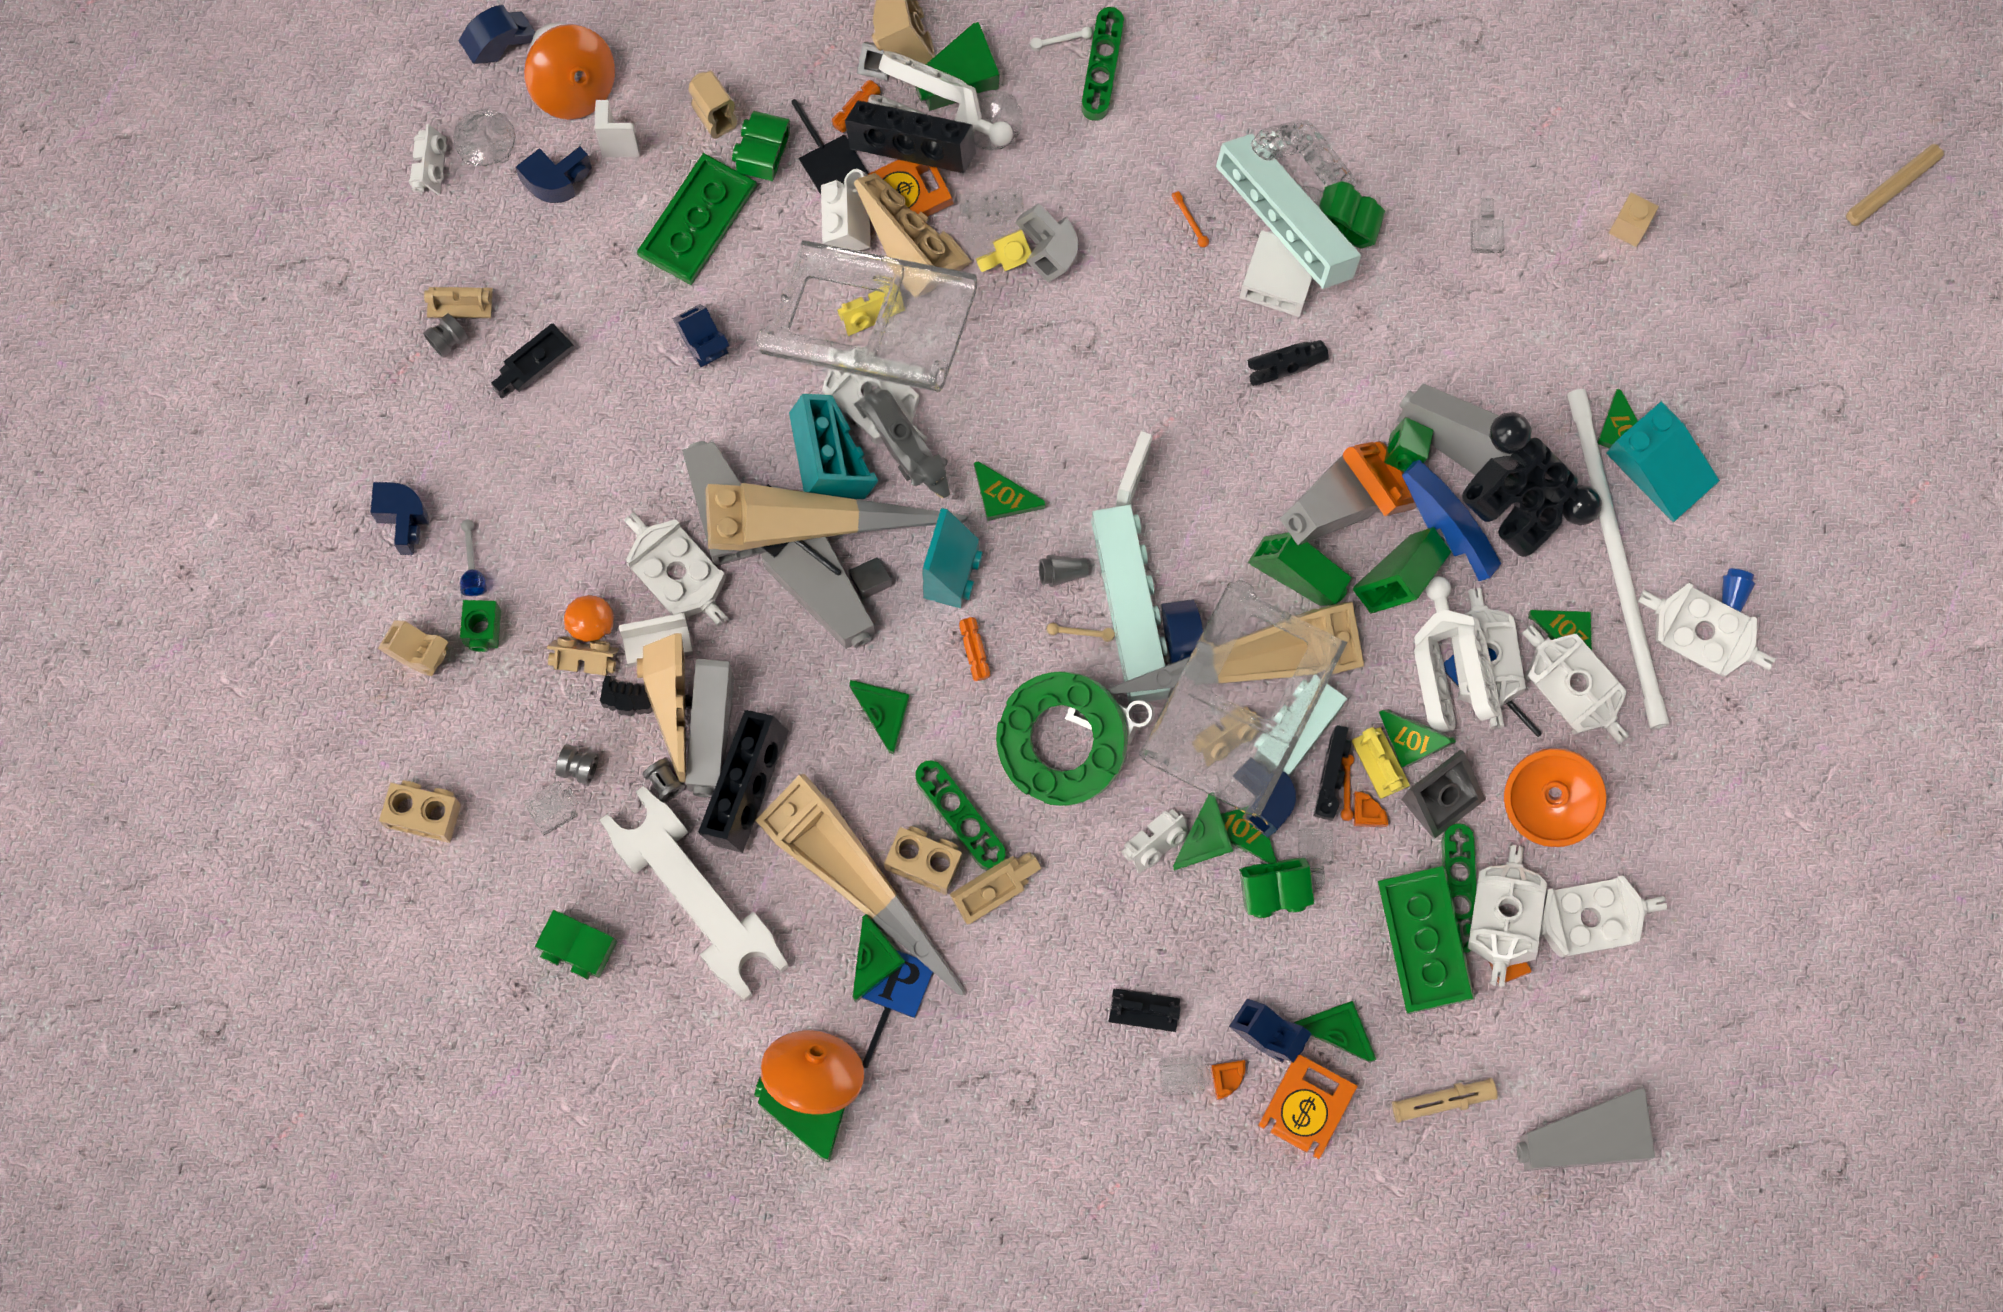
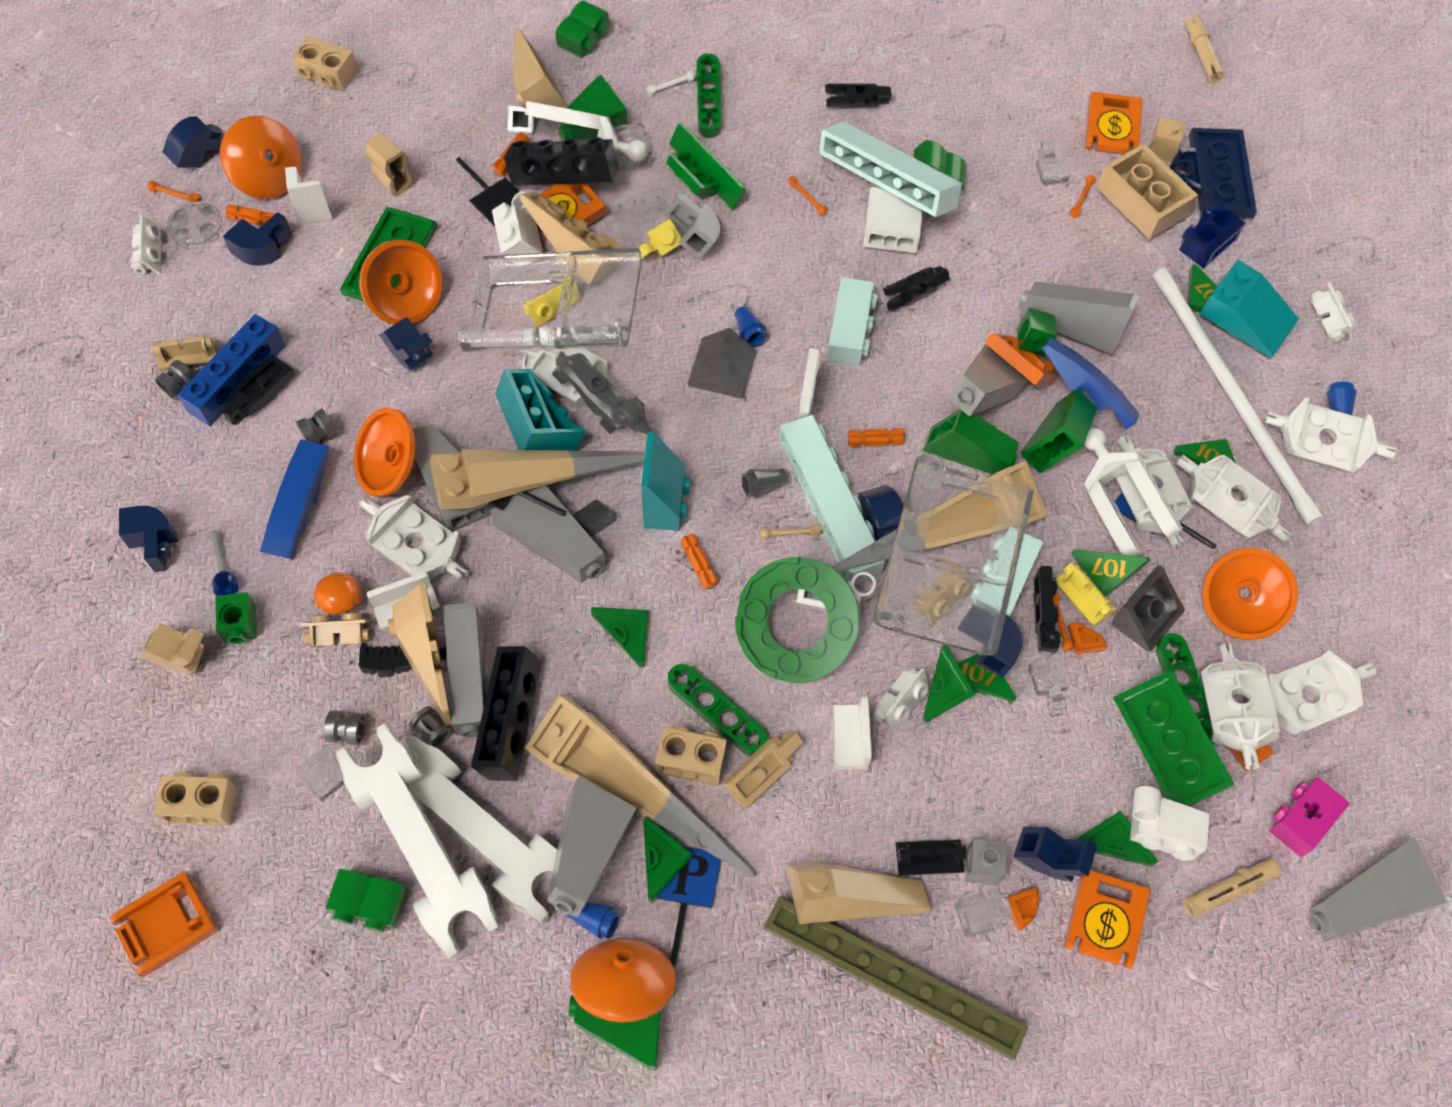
camera: 10 degrees left, 10 degrees down
(372, 932) = (160, 927): none -> orange container
(486, 102) = (153, 186): none -> orange hinge
(507, 332) = (238, 358): none -> blue brick
(548, 138) = (250, 215): none -> orange axle
(557, 499) = (294, 499): none -> blue slope
(582, 423) = (316, 427): none -> flat silver wheel
(614, 841) = (444, 887): none -> white piece
(658, 467) = (384, 452): none -> orange dish
(719, 271) = (417, 285): none -> orange dish
(762, 145) = (435, 191): green brick -> none
(797, 1006) = (598, 919): none -> blue cone
(803, 927) = (588, 837): none -> light grey slope
(1002, 496) = (697, 431): green tile -> none
(1047, 420) = (722, 364): none -> flat silver slope
(1049, 1029) = (845, 893): none -> tan wedge
(1072, 166) = (702, 169): none -> green bracket
(1080, 1121) = (899, 980): none -> olive plate
(1086, 381) = (750, 326): none -> blue cone
(1093, 870) = (852, 736): none -> white panel
(1198, 539) = (876, 437): none -> orange axle
(1198, 1026) = (986, 862): none -> light grey brick
(1203, 394) = (851, 321): none -> light aqua brick
(1276, 887) = (1024, 718): green brick -> none
(1294, 94) = (857, 94): none -> black hinge
(1303, 138) = (882, 121): clear beam -> none
(1393, 1025) = (1168, 825): none -> white hinge
(1501, 293) = (1075, 211): none -> orange hinge
(1532, 482) = (1153, 338): black connector -> none
(1564, 1039) = (1323, 810): none -> dark pink brick
(1578, 188) = (1112, 125): none -> orange container
(1588, 286) = (1146, 191): none -> tan brick
(1653, 361) = (1211, 236): none -> clear blue brick
(1683, 272) = (1217, 170): none -> dark blue plate
(1720, 86) = (1200, 40): none -> tan pin
(1762, 467) = (1339, 321): none -> white hinge
(1894, 184) = (1357, 88): tan axle -> none

